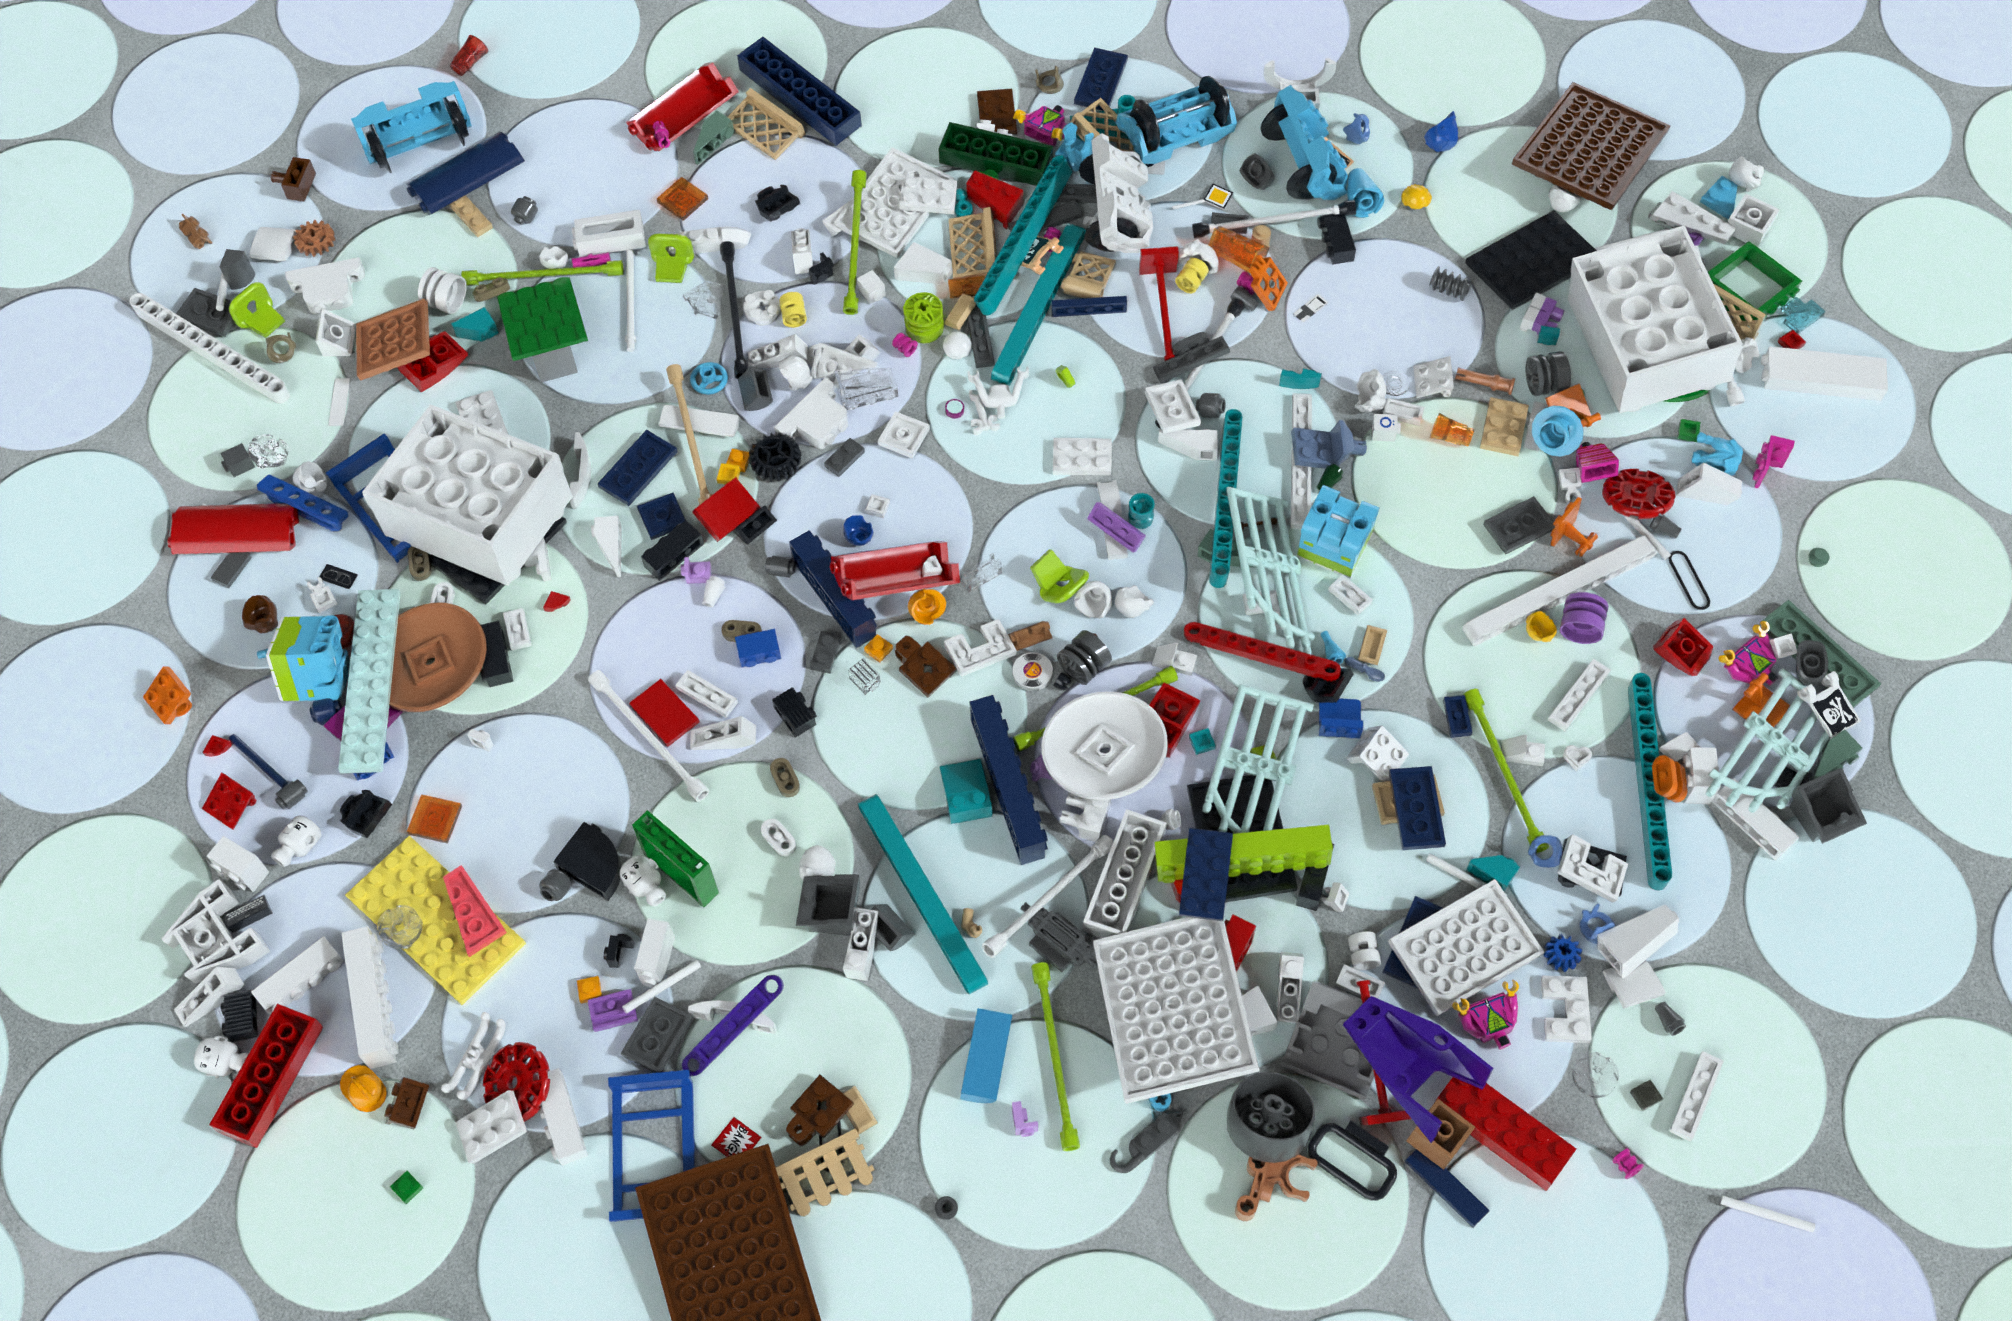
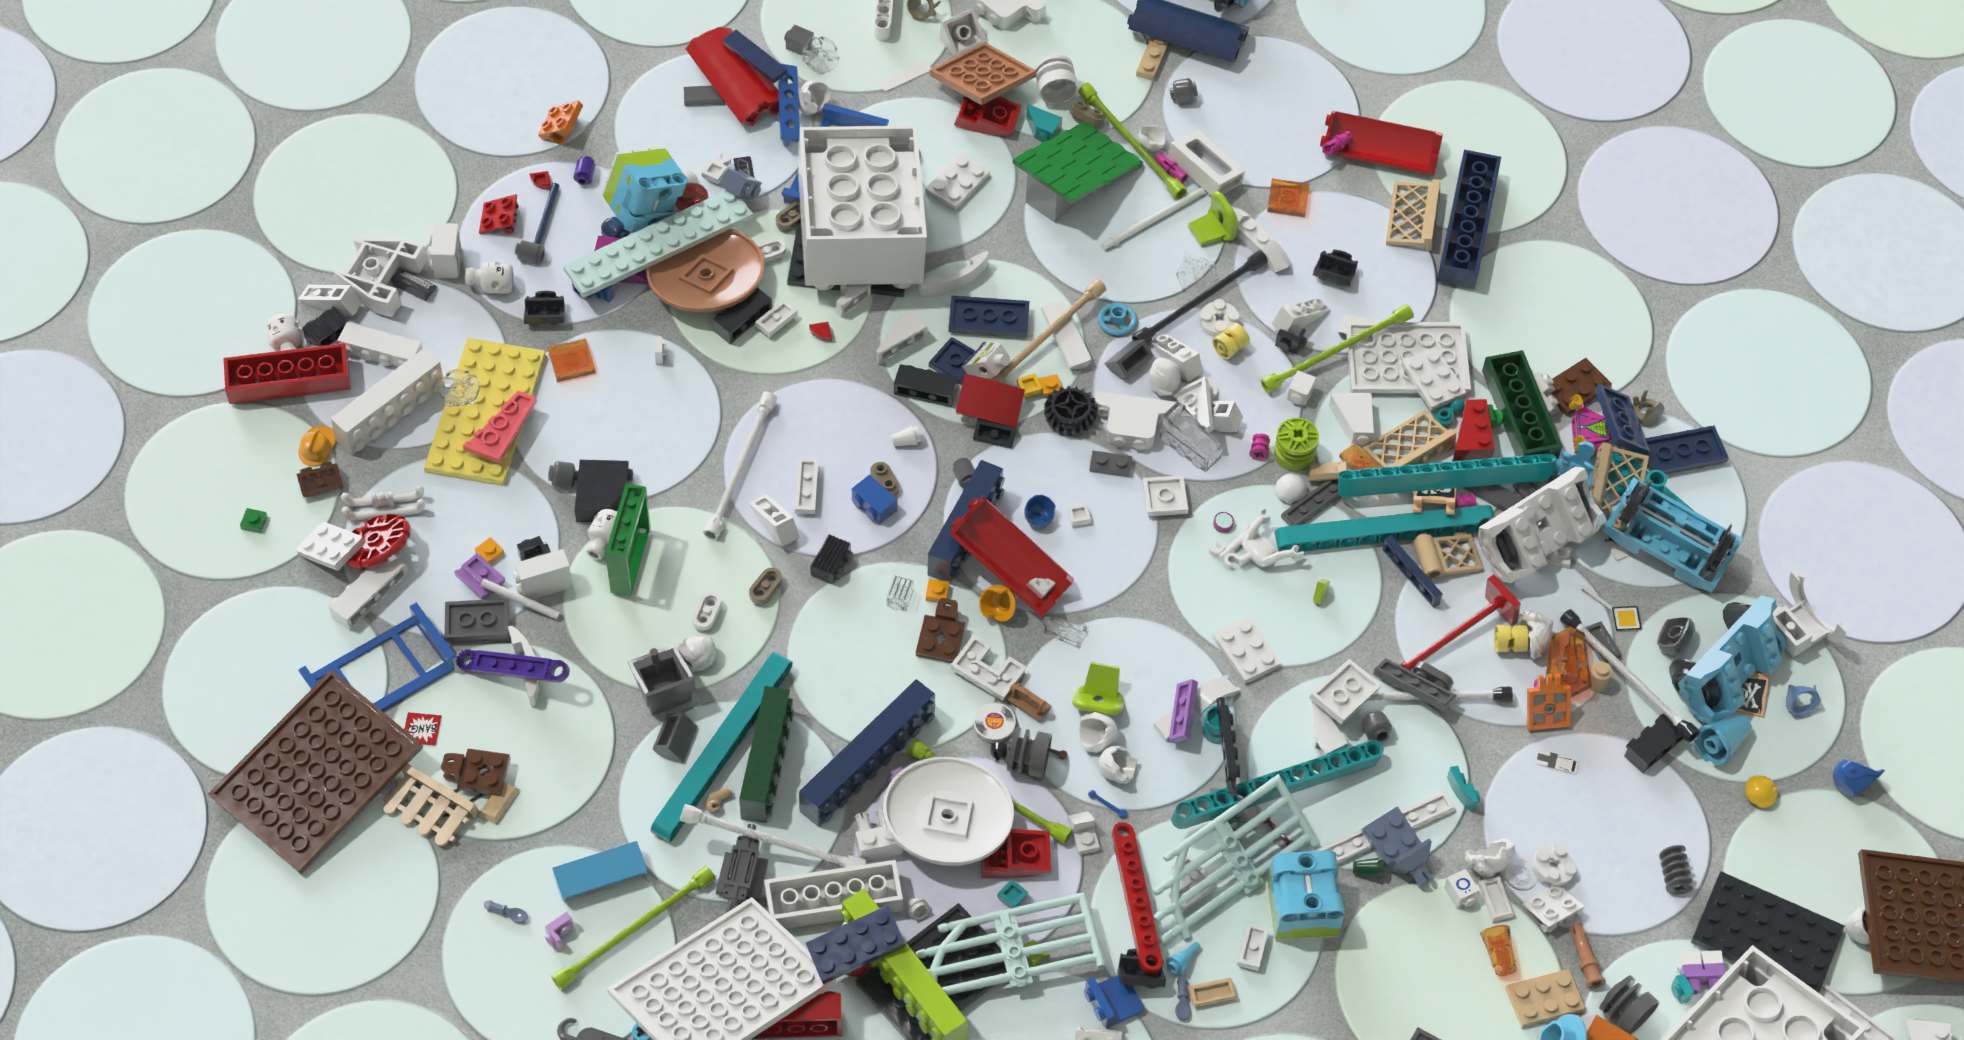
camera: 55 degrees right, 5 degrees down
(233, 499) = (754, 56): none -> dark blue tile
(237, 704) = (584, 170): none -> dark purple brick
(260, 614) = (670, 135): reddish brown hair -> none
(360, 582) = (741, 184): none -> sand blue brick
(664, 712) = (769, 465): red tile -> none
(686, 489) = (987, 360): none -> white torso
(695, 571) = (918, 414): lavender bracket -> none
(714, 132) = (1370, 181): sand green slope -> none
(825, 652) = (906, 553): dark grey plate -> none
(861, 945) = (643, 723): white slope -> none
(946, 1200) = (449, 908): dark grey plate -> none
(958, 859) = (766, 754): none -> dark green brick
(966, 791) = (836, 727): teal slope -> none
(980, 1150) = (515, 914): none -> sand blue piece
(1056, 98) = (1621, 420): none -> dark blue plate
(1174, 624) = (1121, 813): none -> blue hinge
(1179, 508) = (1229, 752): none -> black plate
(1243, 295) = (1520, 697): dark grey cone -> none
(1393, 351) = (1560, 857): none -> white plate

